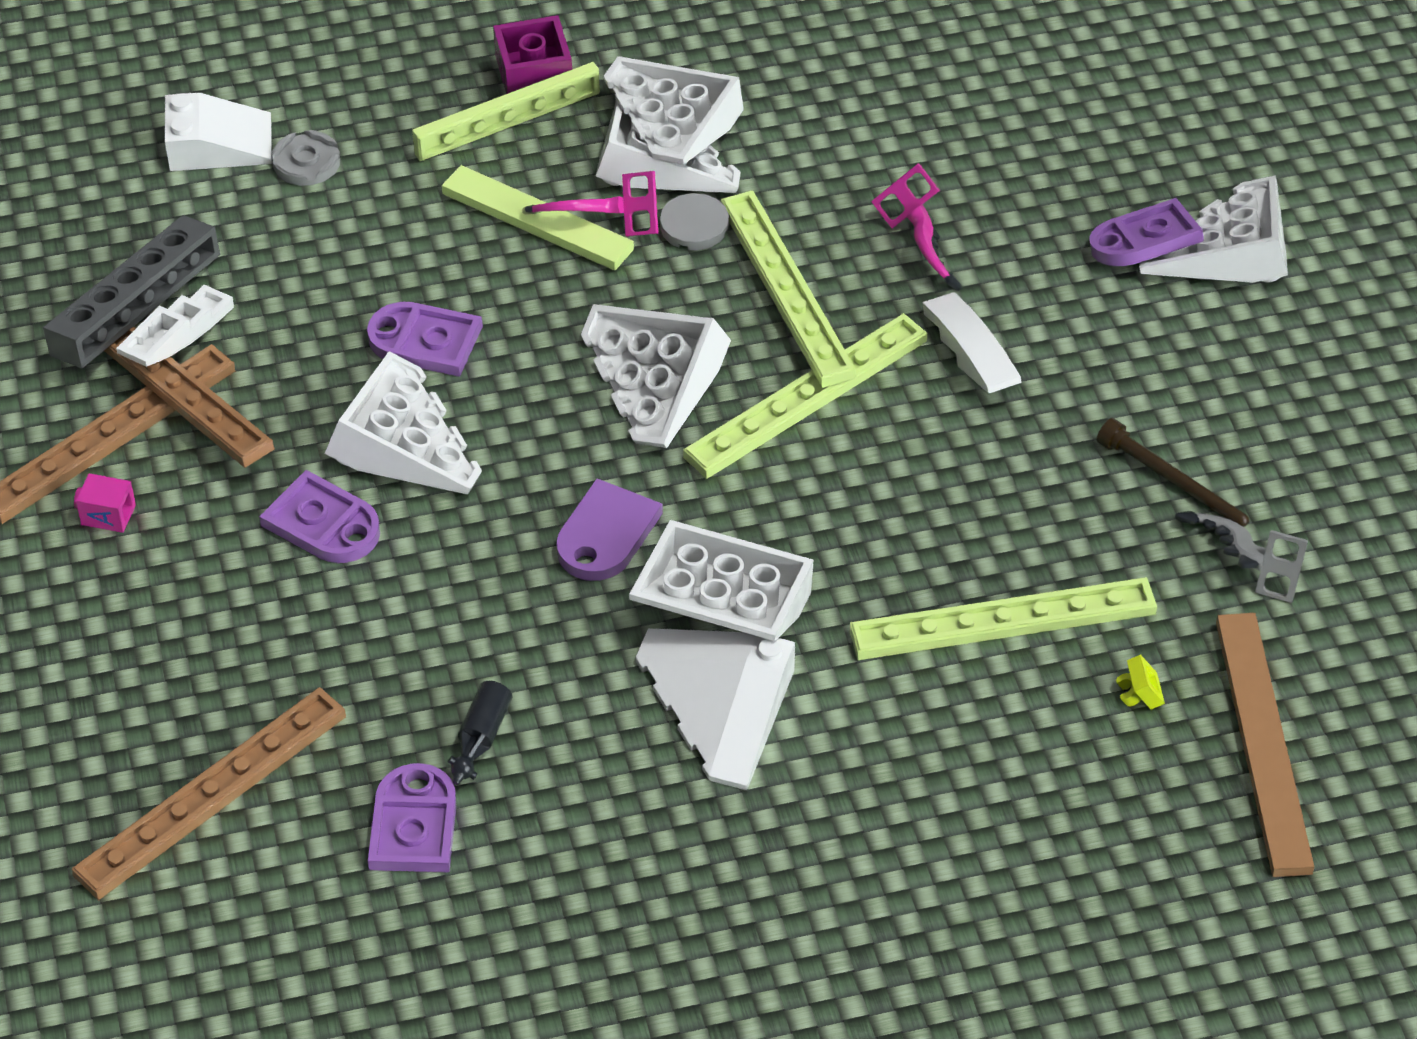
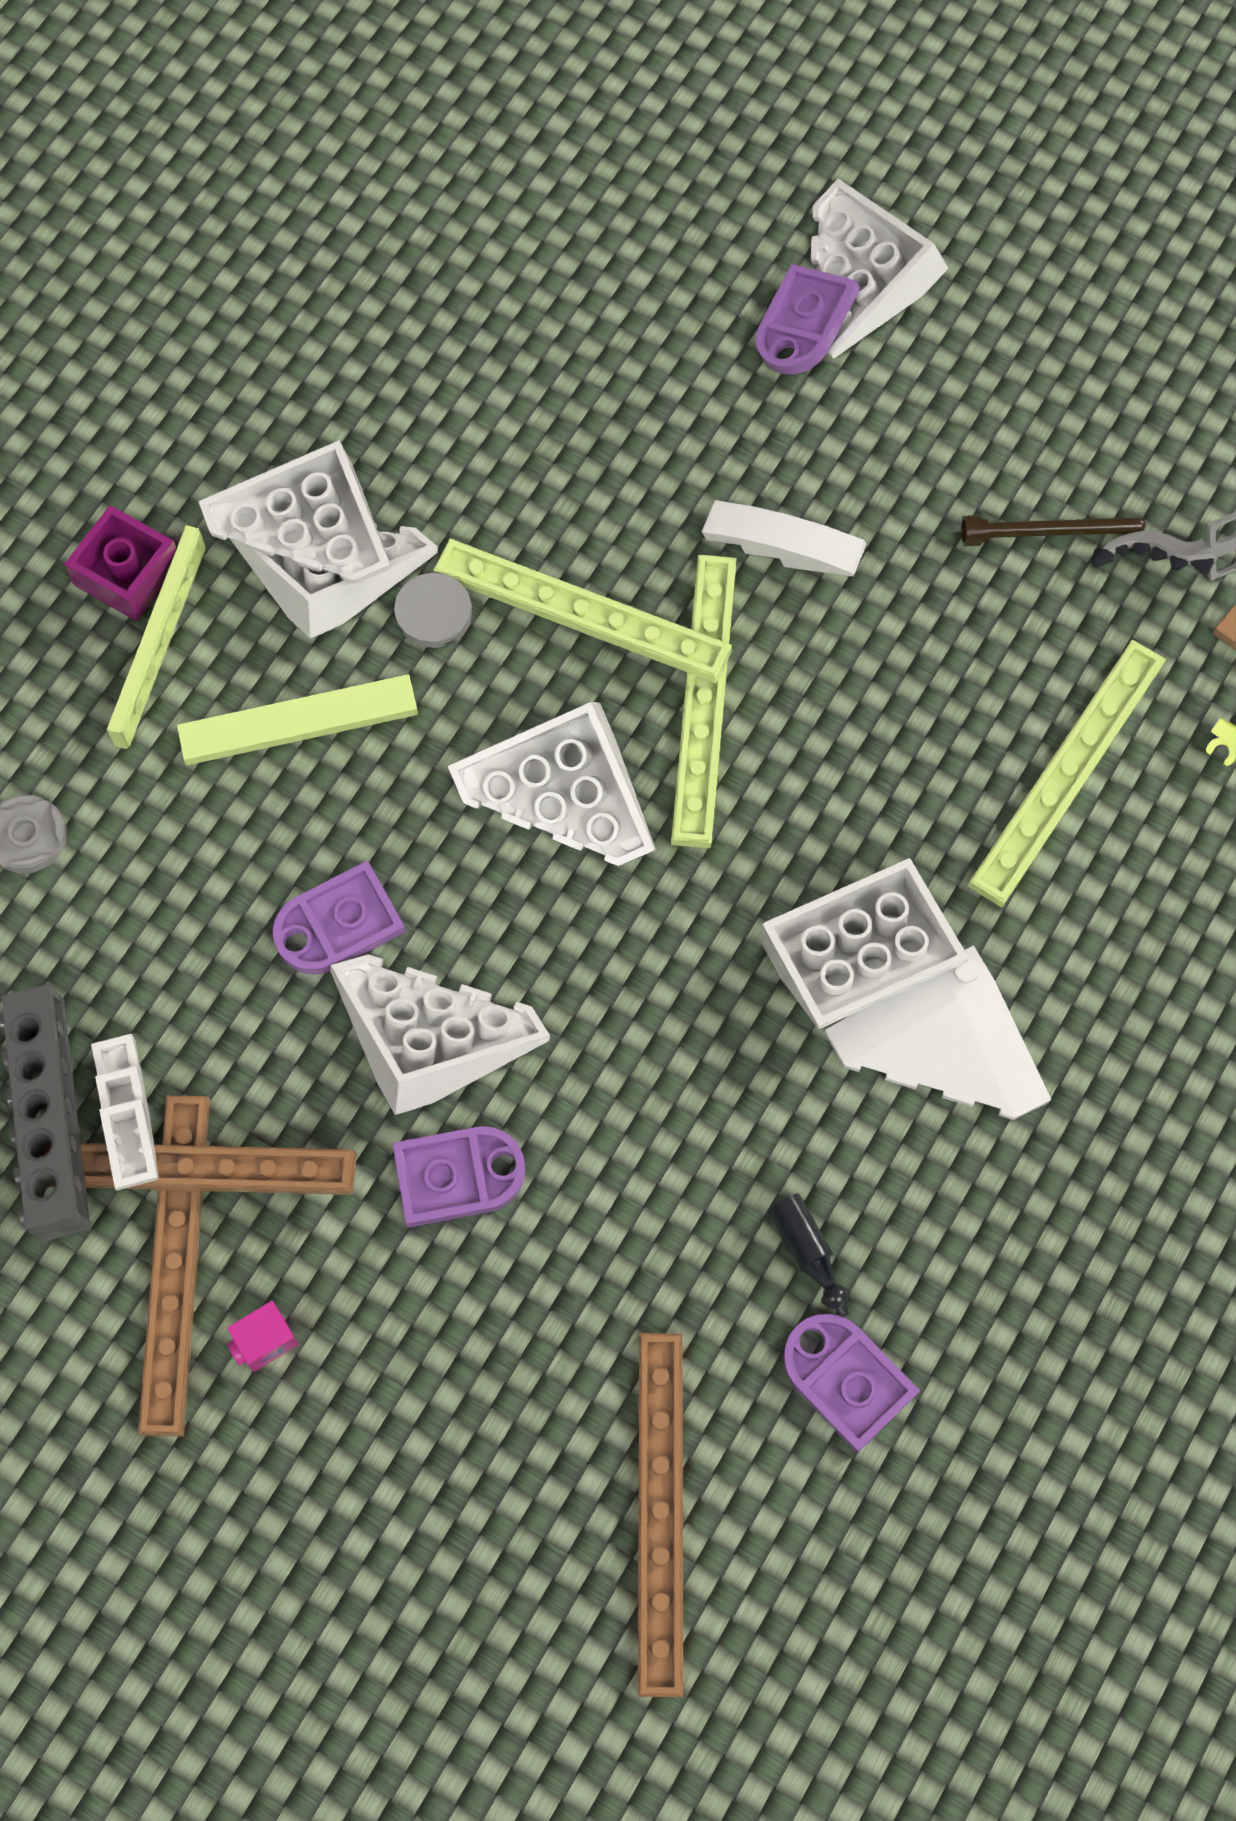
camera: 45 degrees left, 20 degrees up
(609, 528) = (690, 969): medium lavender tile -> none
(625, 204) = (356, 658): dark pink piece -> none
(914, 210) = (620, 454): dark pink piece -> none

